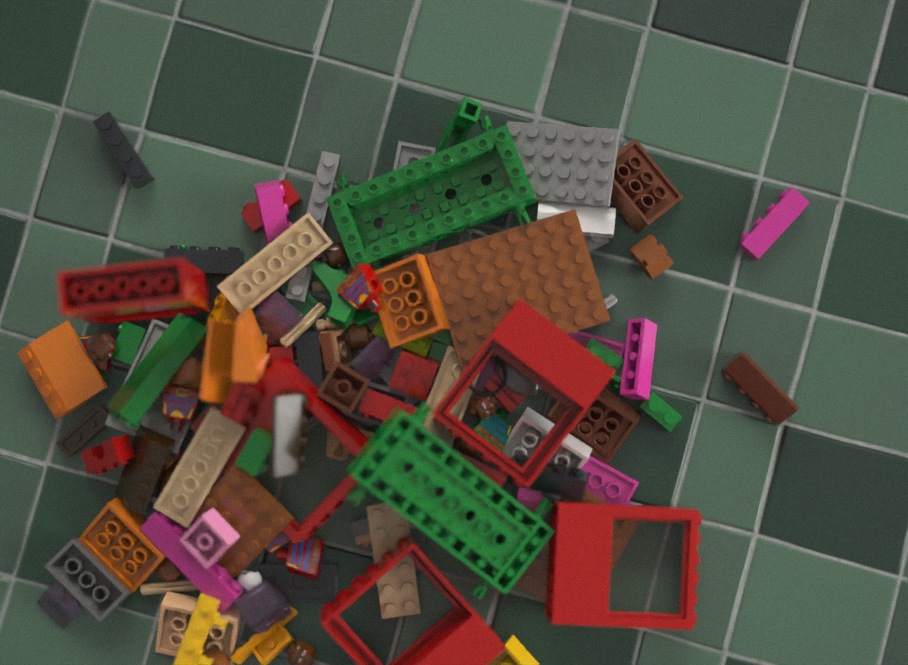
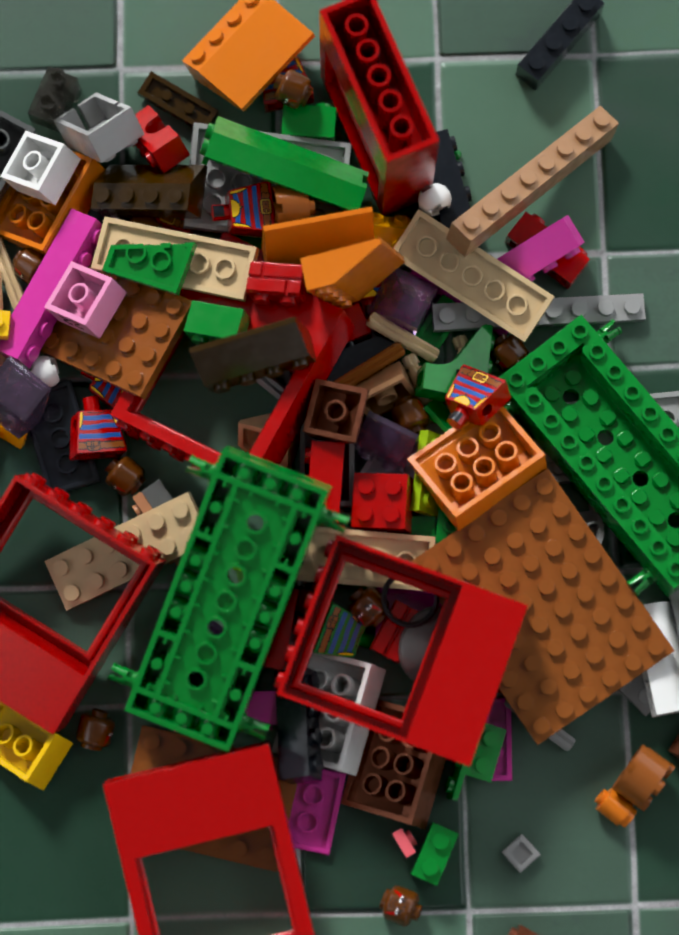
camera: 70 degrees right, 5 degrees down
(55, 517) = (54, 97): none -> clear smoke brick
(92, 485) = (110, 128): none -> light grey piece
(103, 542) = (40, 167): none -> white brick
(200, 484) = (151, 265): none -> green wing
(213, 273) = (434, 199): none -> white piece
(221, 202) = (532, 181): none -> medium nougat brick
(317, 354) = (372, 365): none -> dark orange axle
(339, 545) = (125, 476): none -> reddish brown head
(508, 616) = (95, 730): none -> reddish brown head
(638, 359) = (497, 801): dark pink brick -> none
(645, 428) = (405, 841): none -> coral plate
(664, 281) = (615, 807): none -> orange brick
(675, 353) = (520, 853): none -> light grey tile
(687, 444) = (400, 905): none -> reddish brown head

